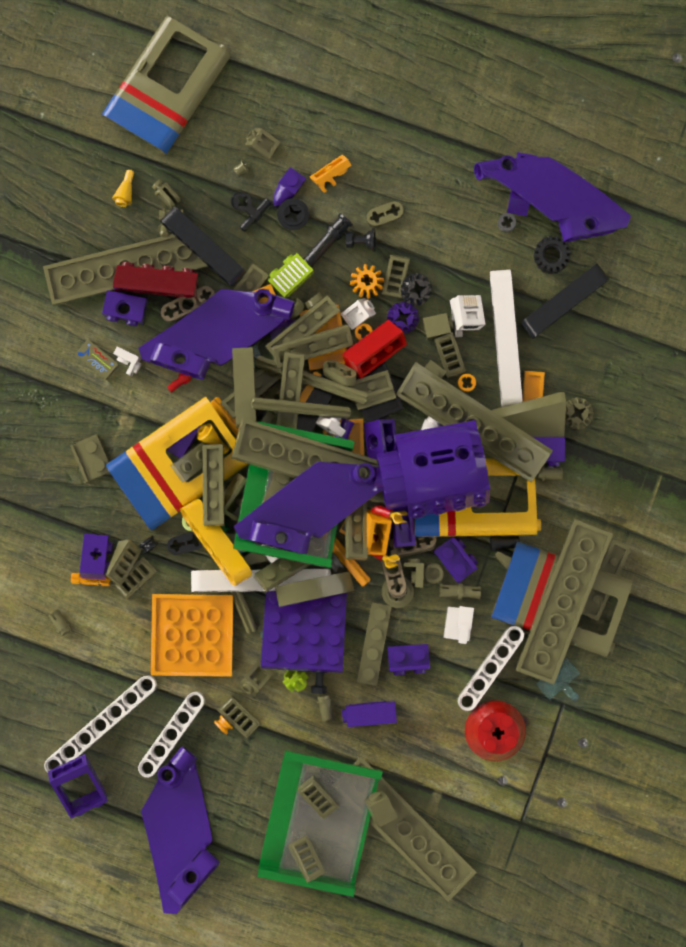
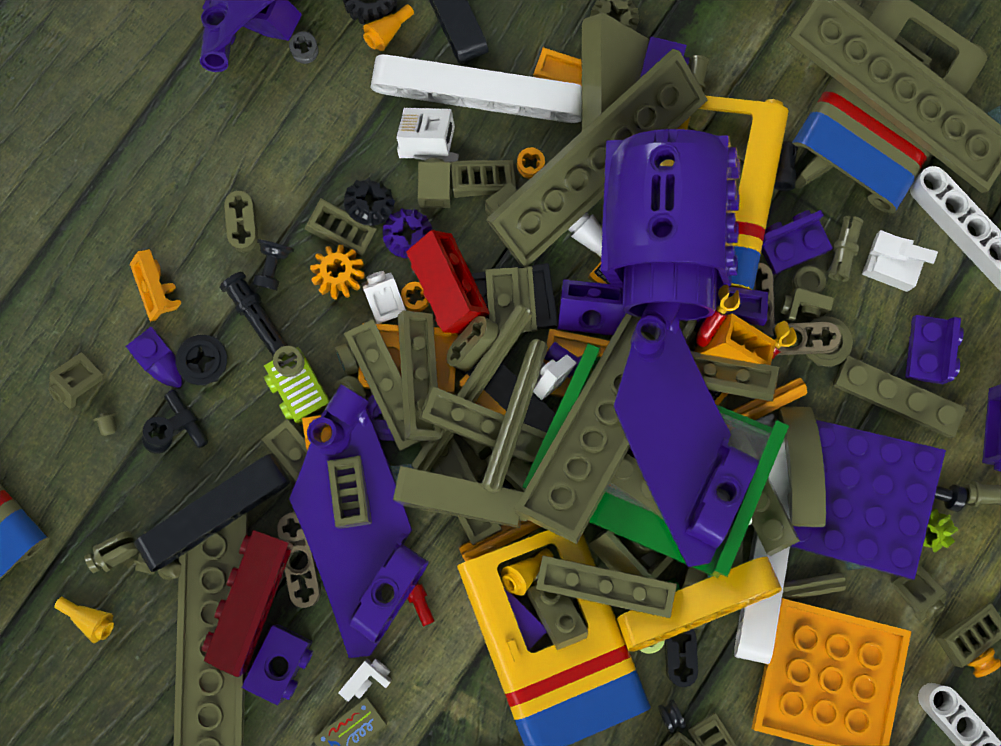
camera: 85 degrees left, 5 degrees down
(230, 316) = (338, 507): none -> olive slope
(296, 268) = (289, 351): none -> olive bush
(530, 269) = (381, 31): none -> light orange cone

